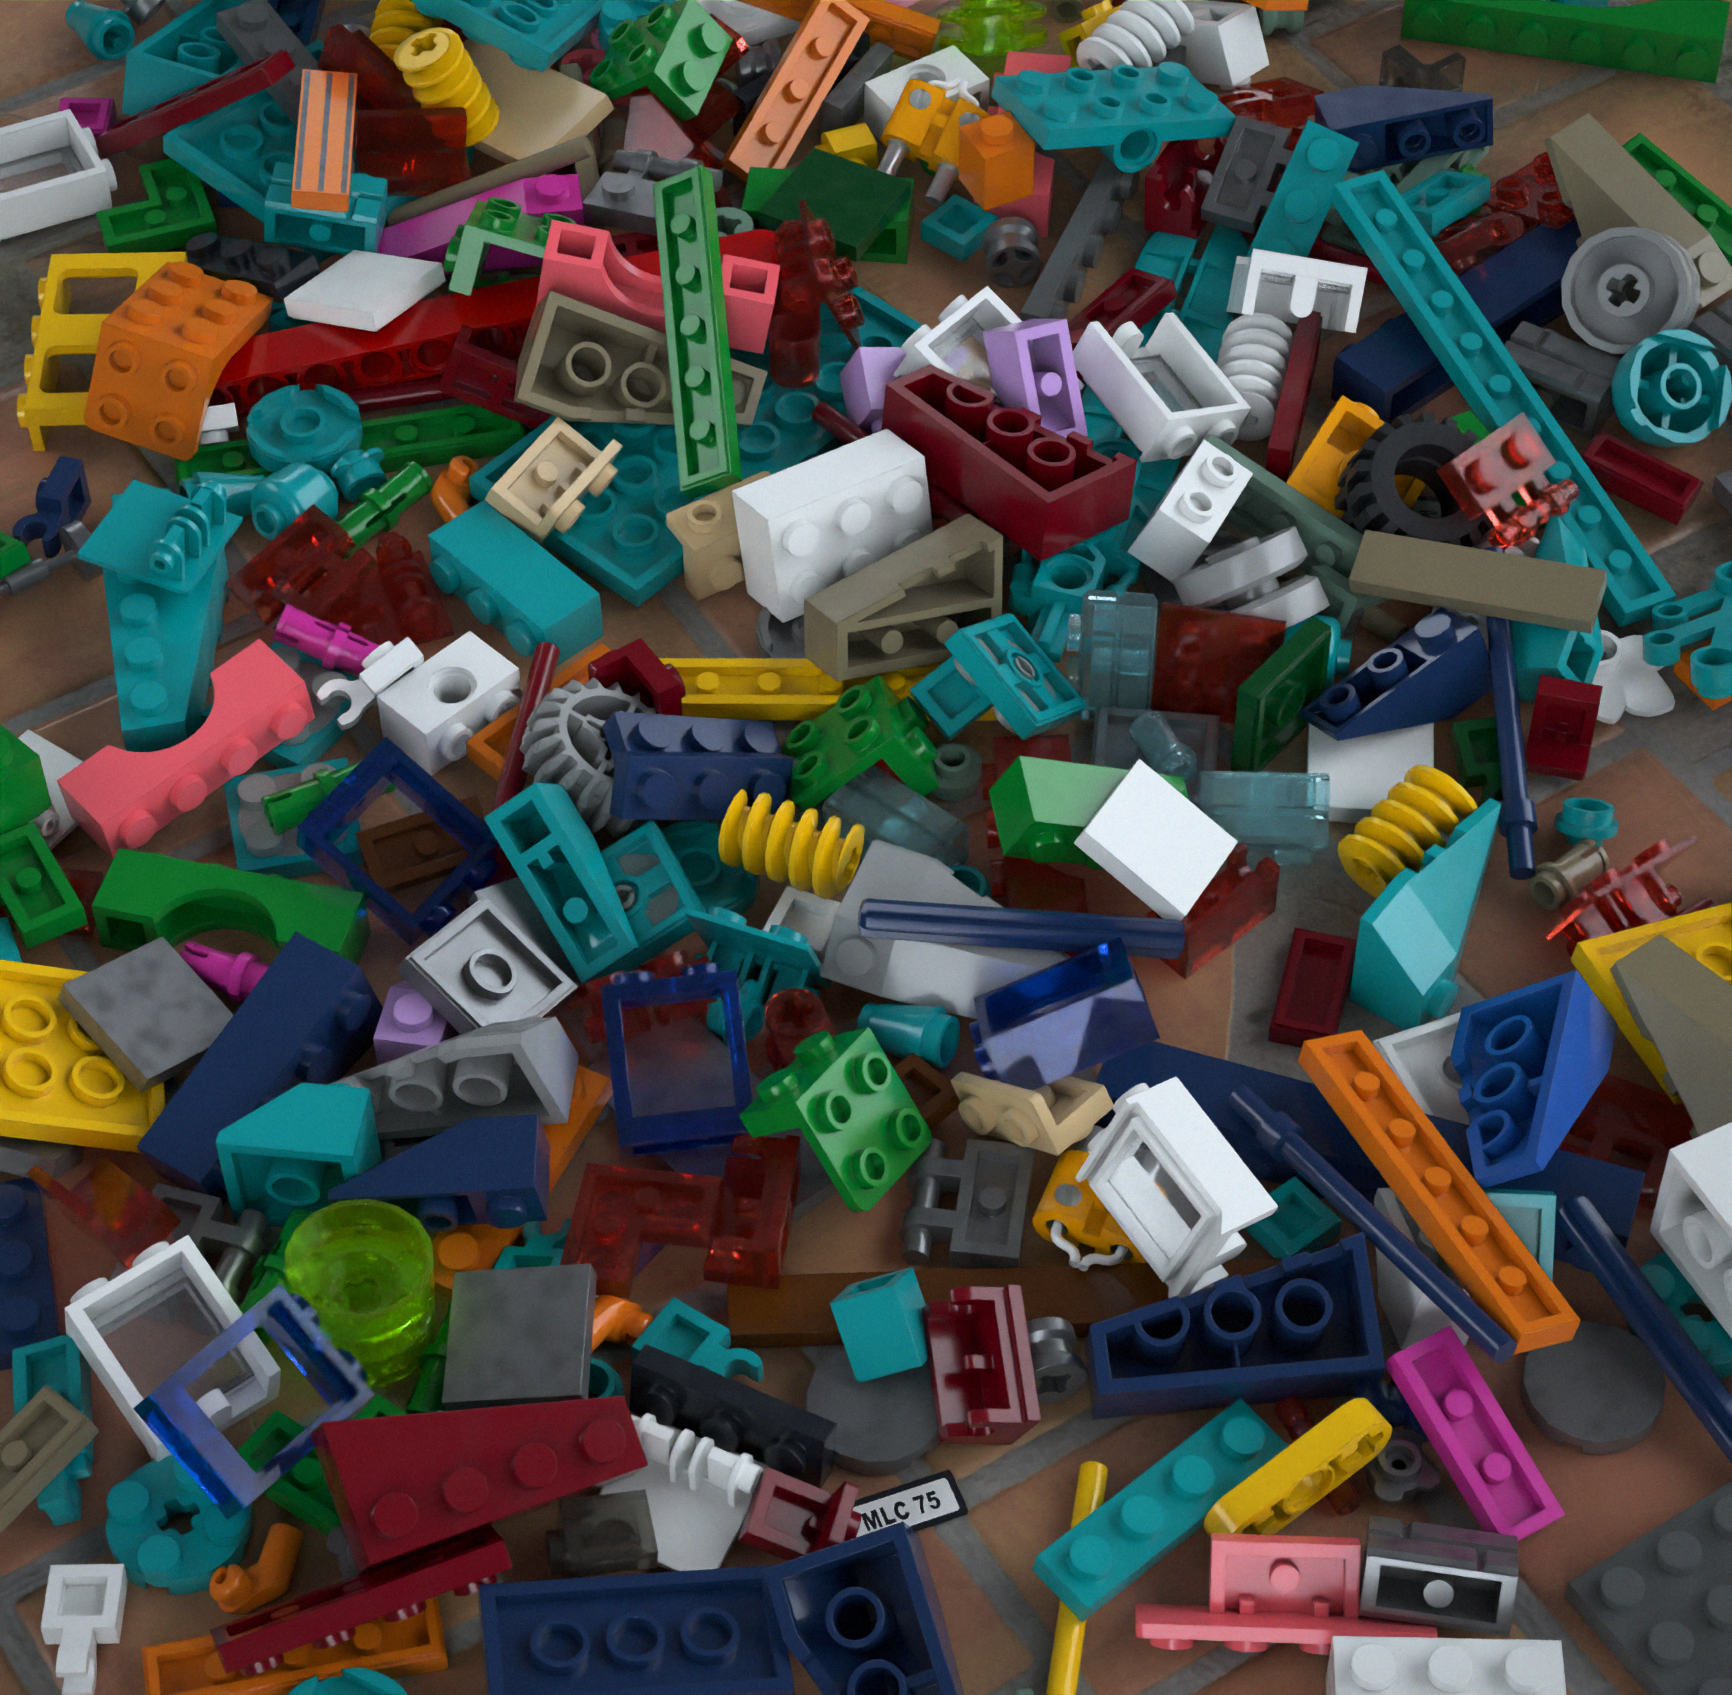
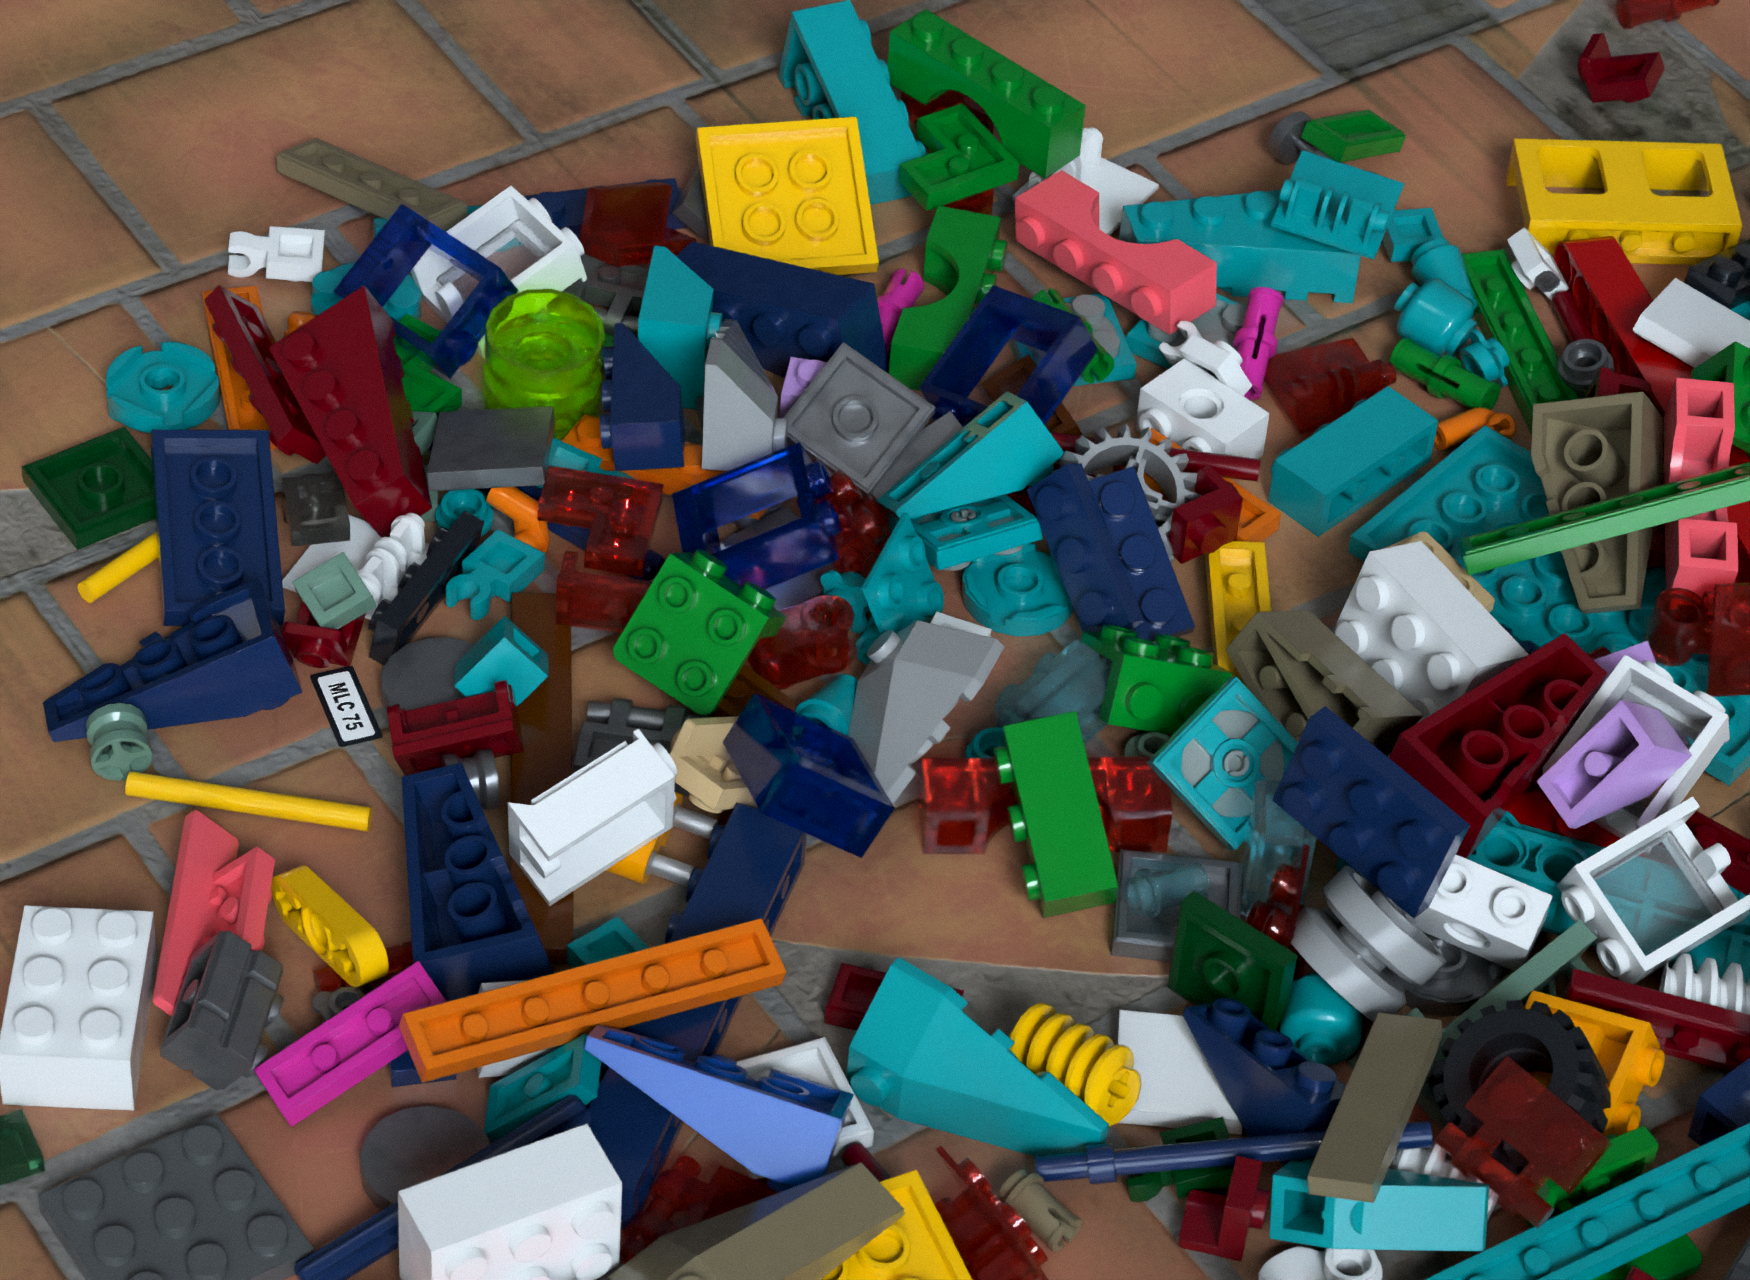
camera: 85 degrees right, 5 degrees down
(59, 502) = (1426, 179): dark blue plate -> none
(147, 1013) = (837, 237): flat silver tile -> none
(166, 354) = (1600, 200): orange bracket -> none
(298, 560) = (1344, 322): clear red plate -> none
(303, 427) = (1532, 320): teal tile -> none
(380, 382) = (1582, 362): none -> flat silver plate
(551, 479) = (1465, 460): tan bracket -> none
(787, 1487) = (334, 593): none -> sand green plate
(789, 847) = (1024, 609): yellow piece -> none
(1017, 927) = (903, 744): dark blue axle -> none
(1155, 1511) = (308, 835): teal plate -> none
(1156, 842) = (1013, 842): white tile -> none
(1171, 523) = (1370, 812): none -> dark blue plate
(1226, 910) = (975, 931): clear red hinge -> none
(1270, 811) = (1092, 958): clear light blue brick -> none
(1286, 1141) = (663, 913): dark blue bar -> none
(1586, 819) = (1110, 1229): teal plate -> none

